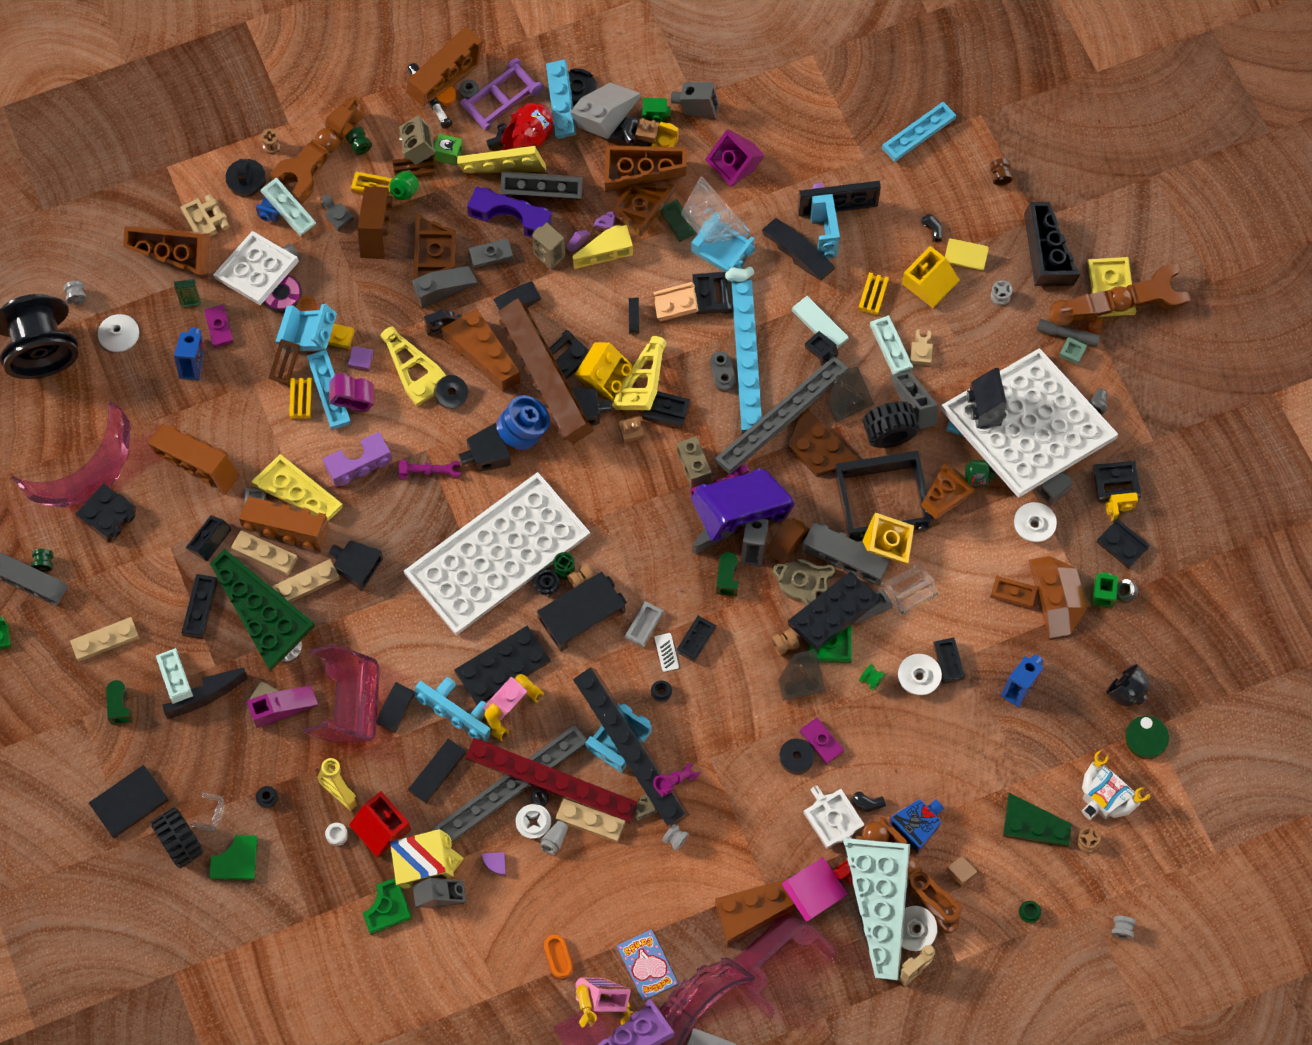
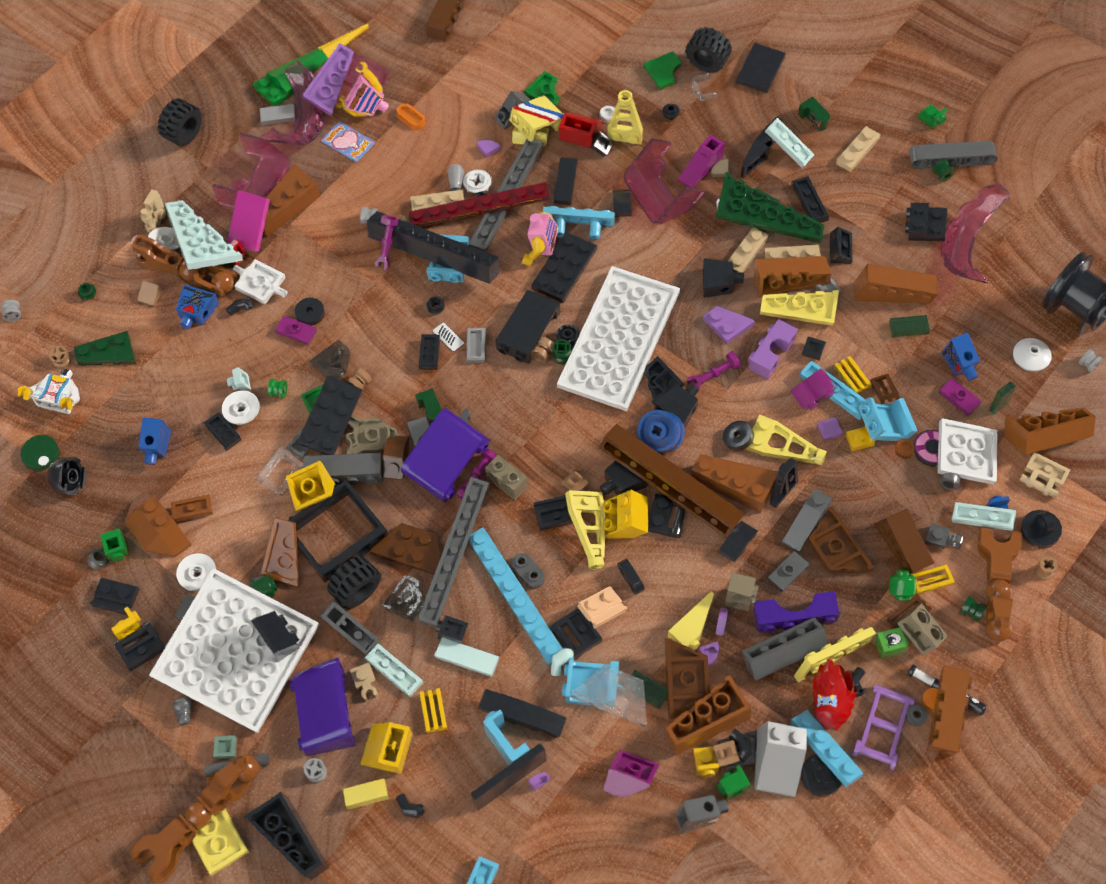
camera: 155 degrees right, 5 degrees down
(209, 418) = (909, 326): none -> clear green tile
(317, 441) = (813, 348): none -> black plate
(369, 790) = (601, 144): none -> black plate
(380, 514) = (727, 323): none -> medium lavender wing
(484, 487) = (660, 378): none -> black slope
(907, 706) = (239, 380): none -> light aqua tile
(970, 336) = (322, 708): none -> dark purple windscreen

